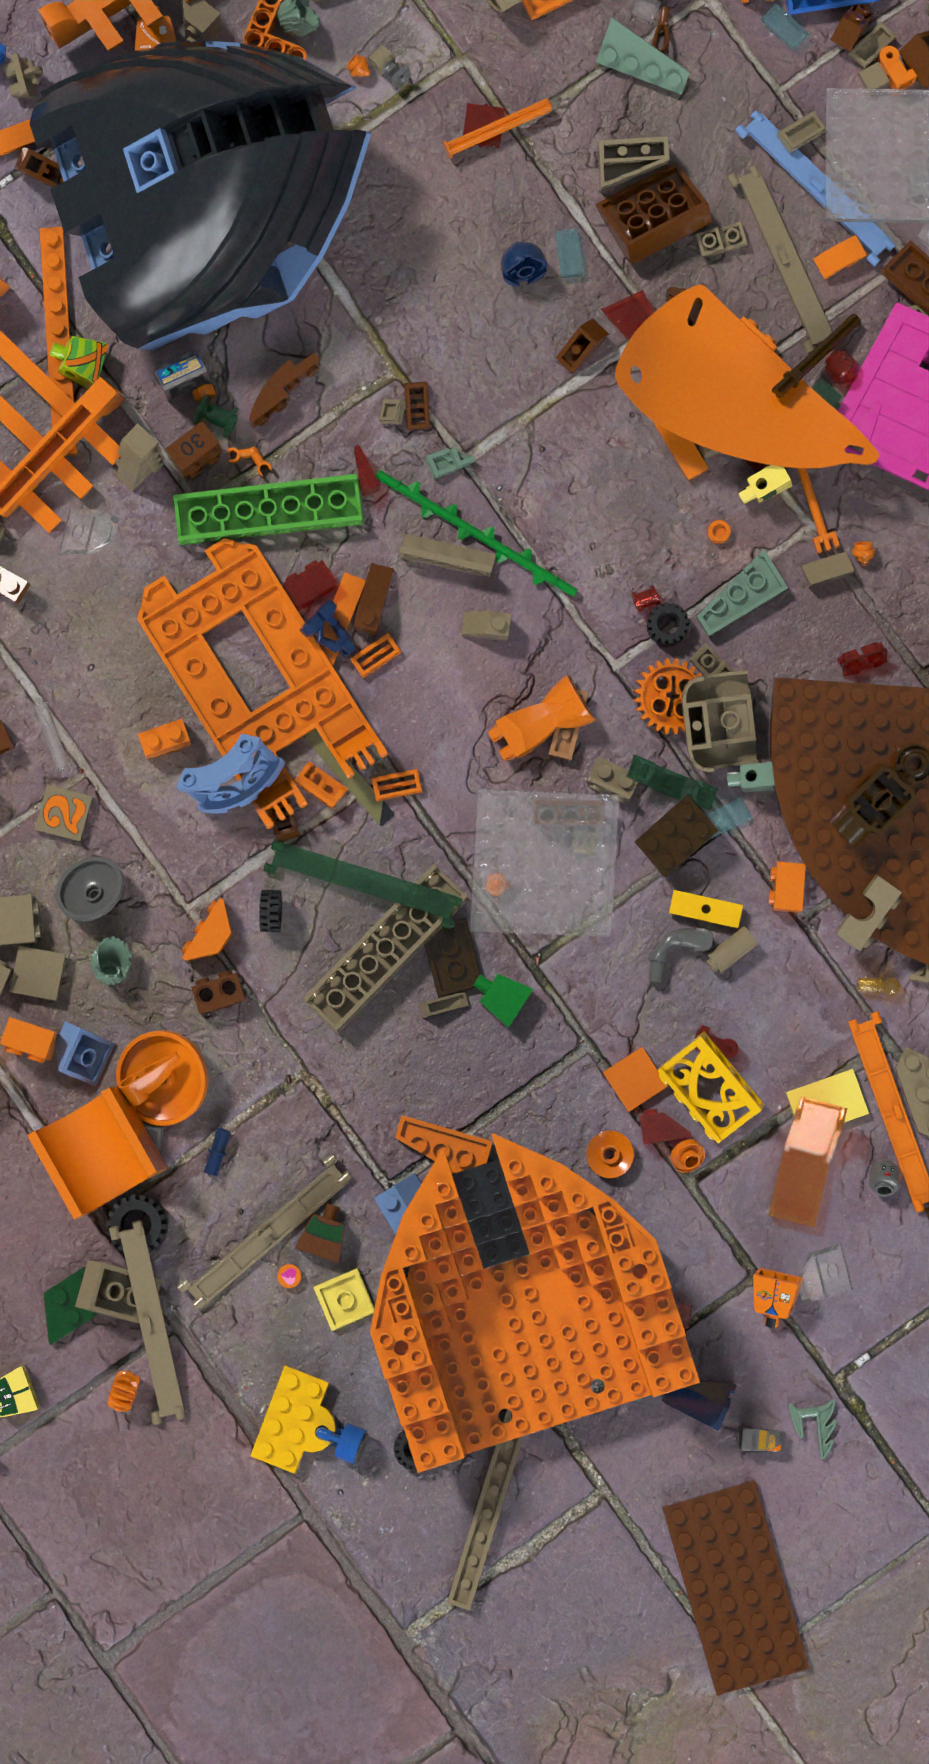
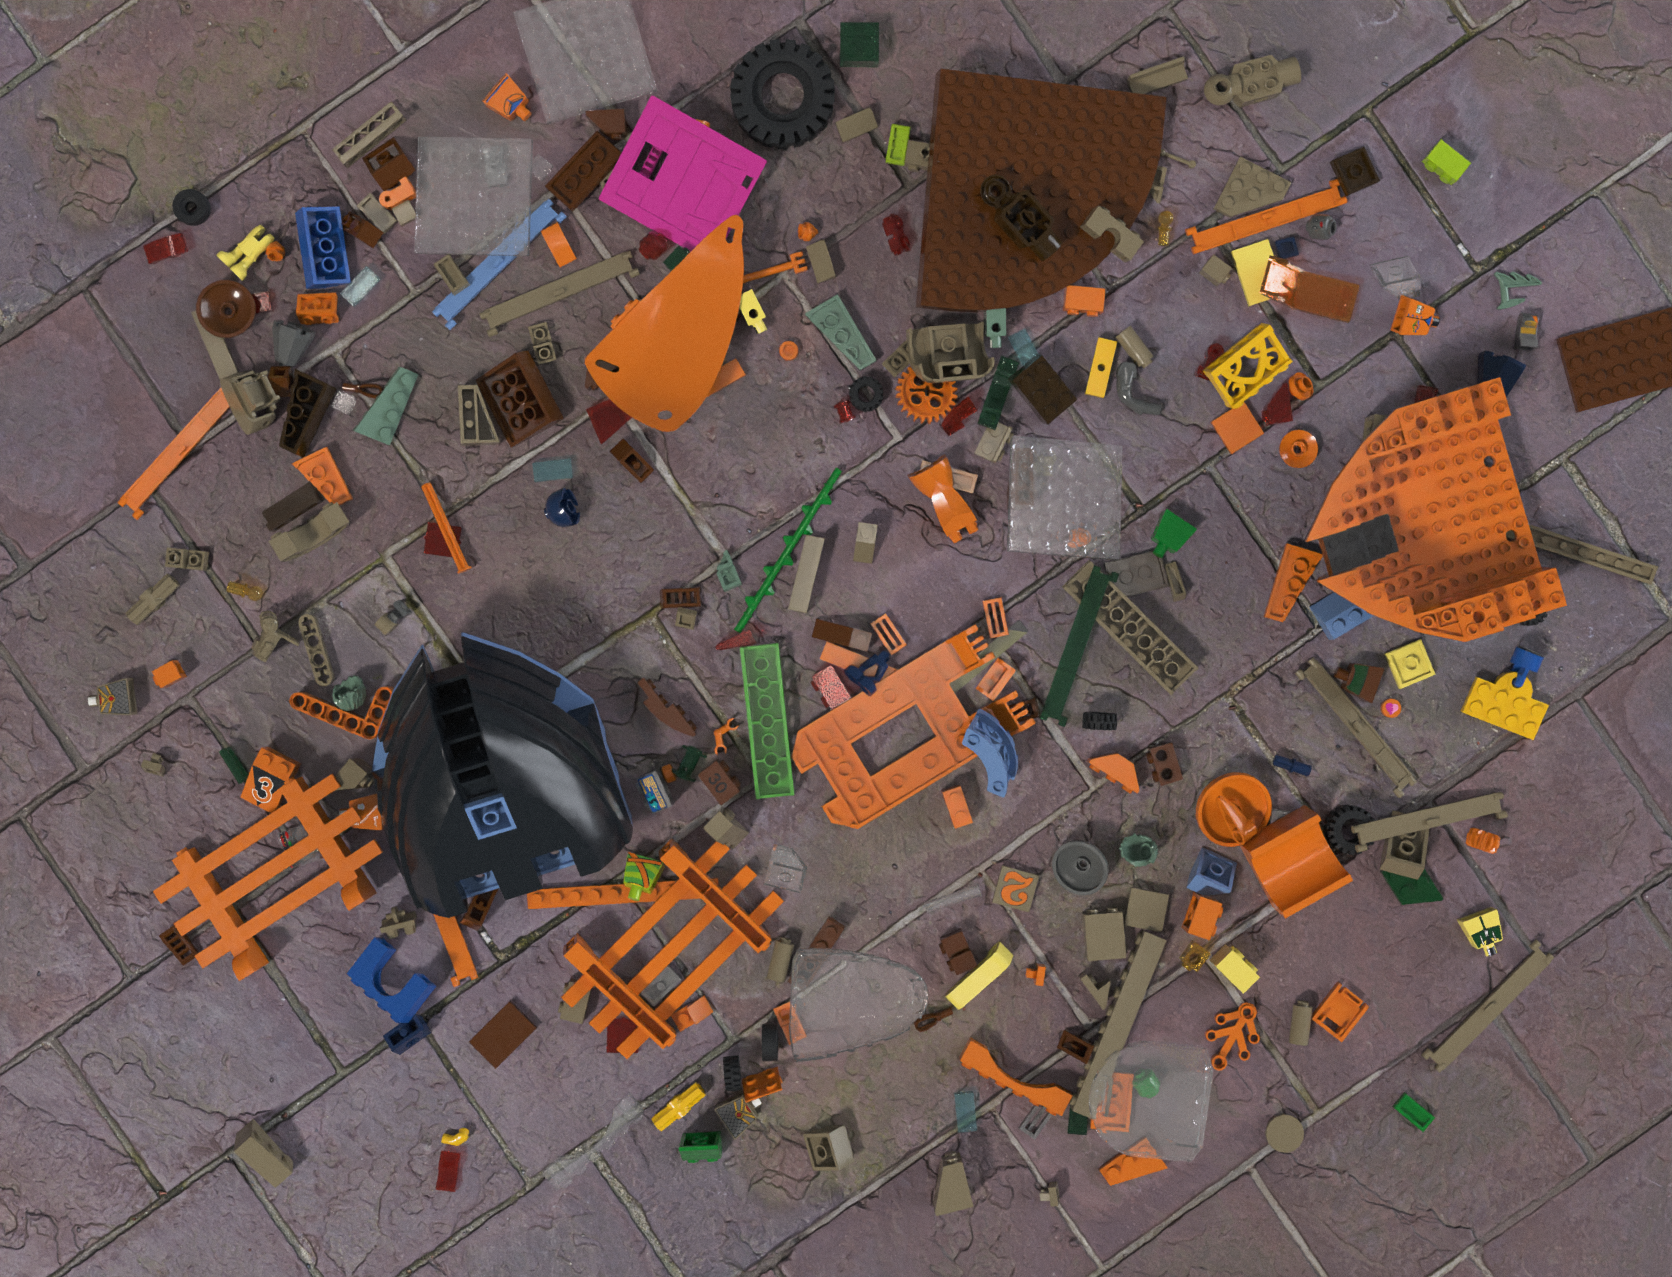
camera: 85 degrees left, 5 degrees up
(358, 66) = (391, 643): orange plate -> none
(638, 730) = (961, 411): none -> clear red slope
(792, 378) = (665, 287): dark brown axle -> none
(827, 1049) = (1216, 270): none -> dark tan brick
(858, 1138) = (1286, 248): none -> dark blue tile

